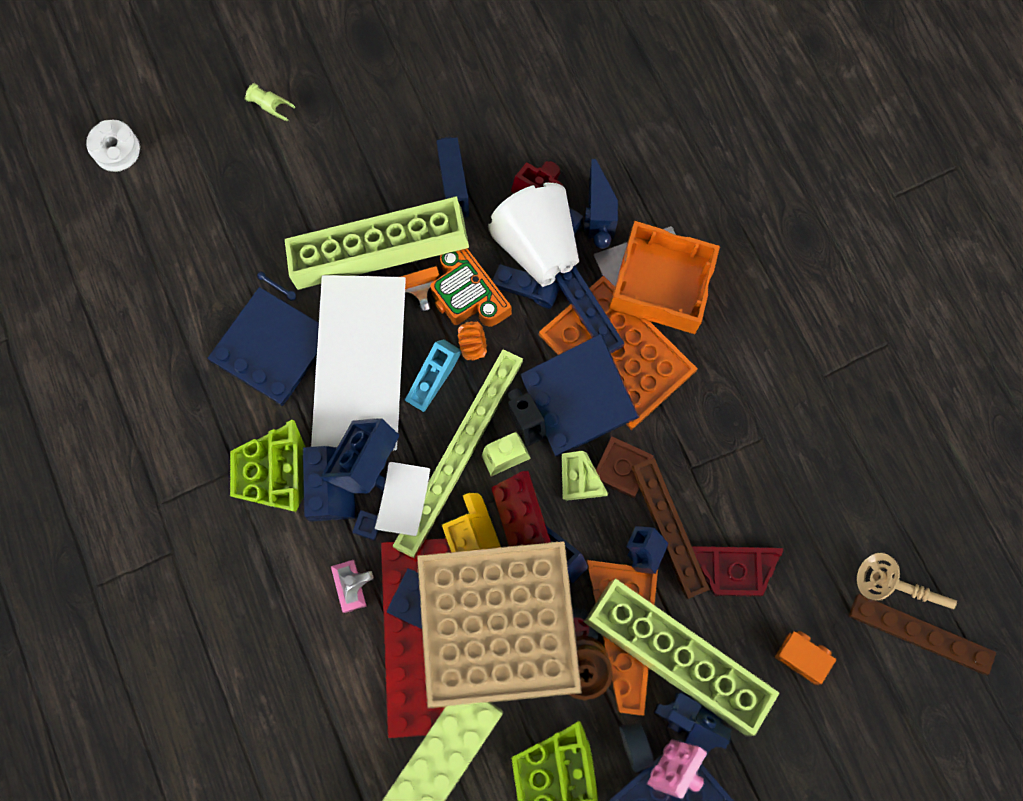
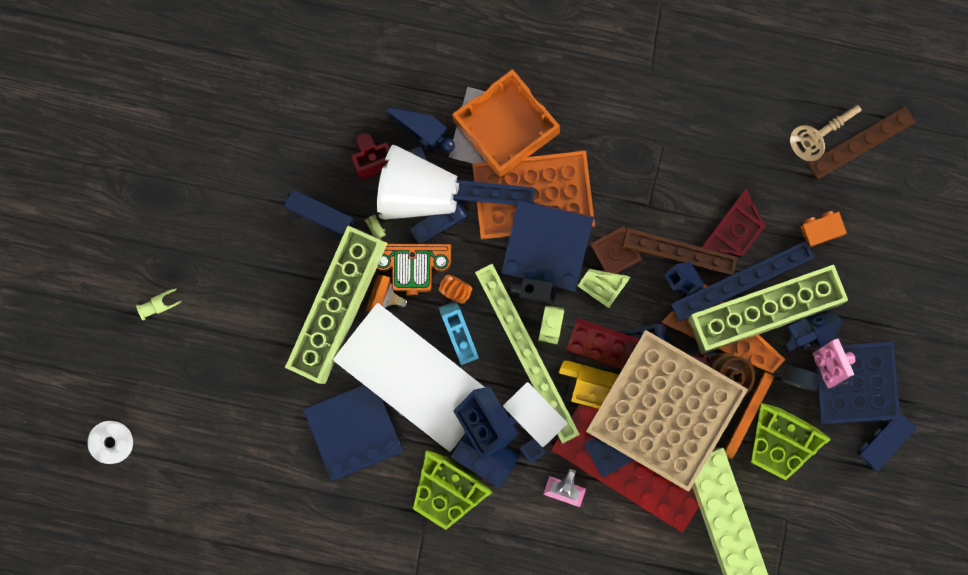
camera: 55 degrees left, 10 degrees up
(290, 295) = (324, 391): dark blue hinge -> none
(477, 234) = (375, 227): none -> yellowish green pin
(558, 718) = (748, 415): none -> orange beam
(692, 612) = (742, 281): none -> dark blue plate

